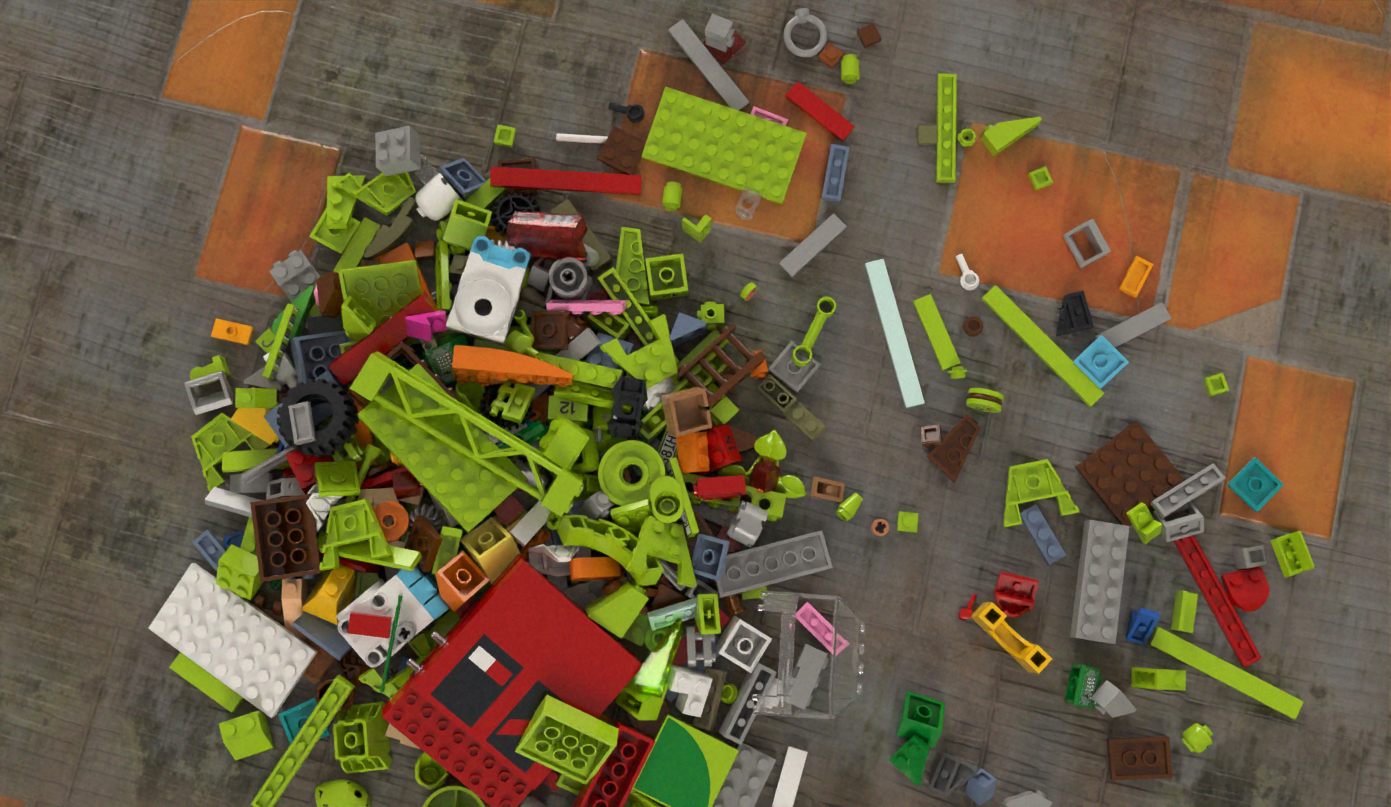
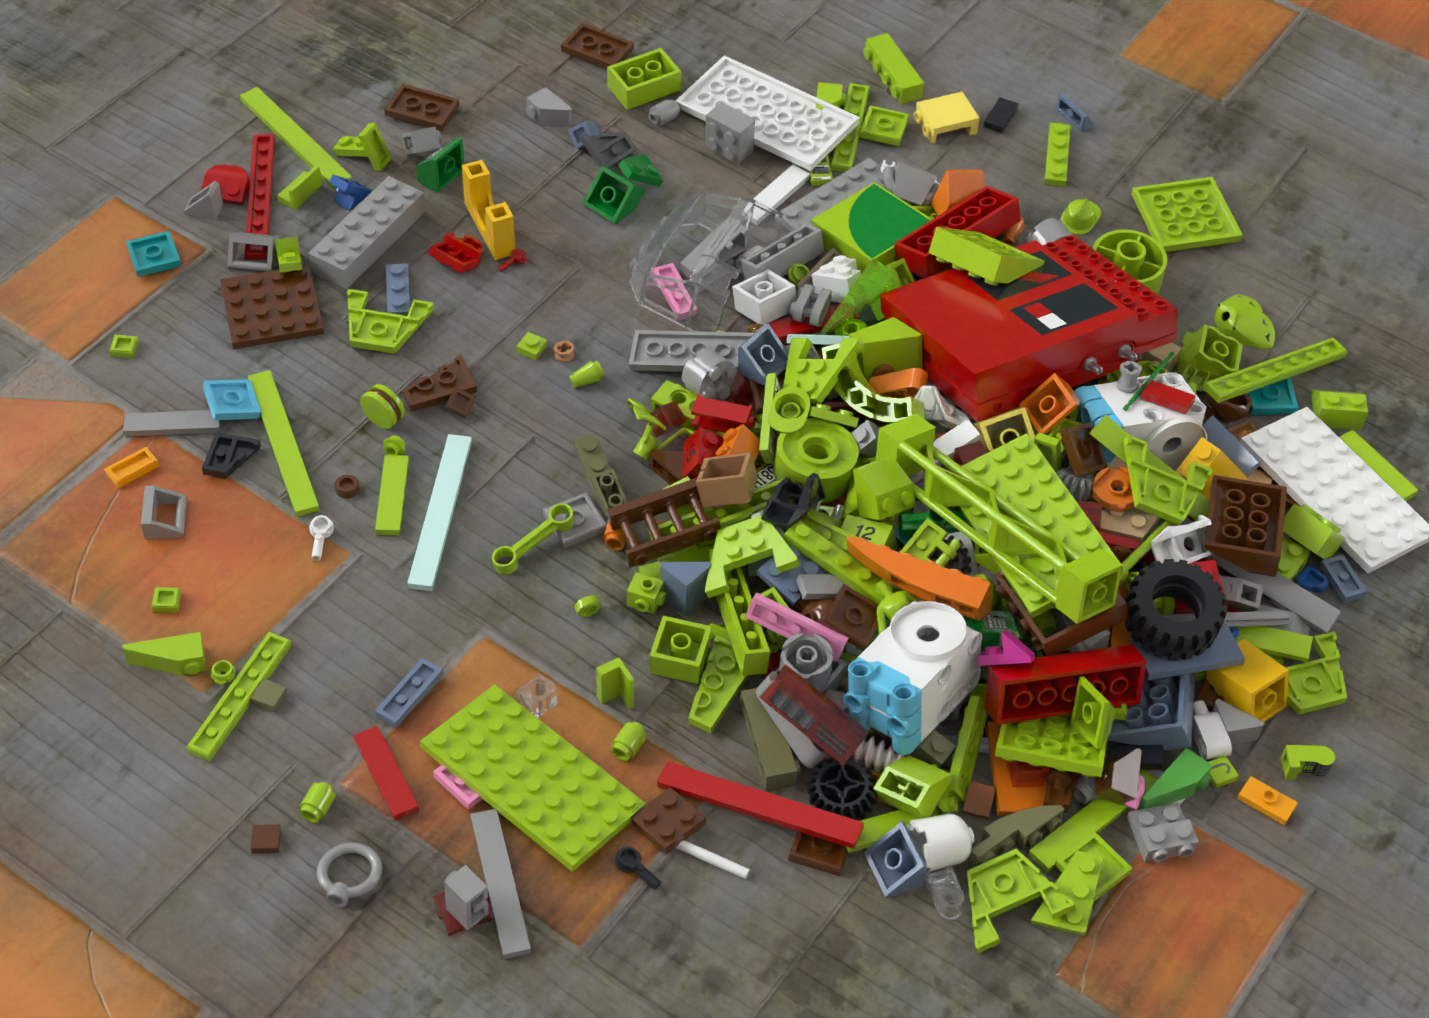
camera: 165 degrees left, 30 degrees down
(211, 401) = (1311, 730): light grey tile -> none
(256, 398) = (1244, 677): lime slope -> none
(280, 342) = (1202, 739): lime tile -> none
(302, 423) = (1194, 589): light grey tile -> none
(337, 479) = (1167, 541): lime tile -> none
(398, 150) = (975, 909): light grey brick -> none
(505, 136) = (818, 896): lime plate -> none
(707, 614) = (792, 316): lime slope -> none
(812, 245) = (482, 629): light grey tile -> none
(827, 489) = (608, 393): medium nougat slope -> none
(830, 55) = (330, 833): dark orange plate -> none
(1187, 491) = (225, 266): light grey plate -> none
(1197, 738) = (358, 101): lime head -> none
(1292, 553) = (162, 192): lime bracket -> none

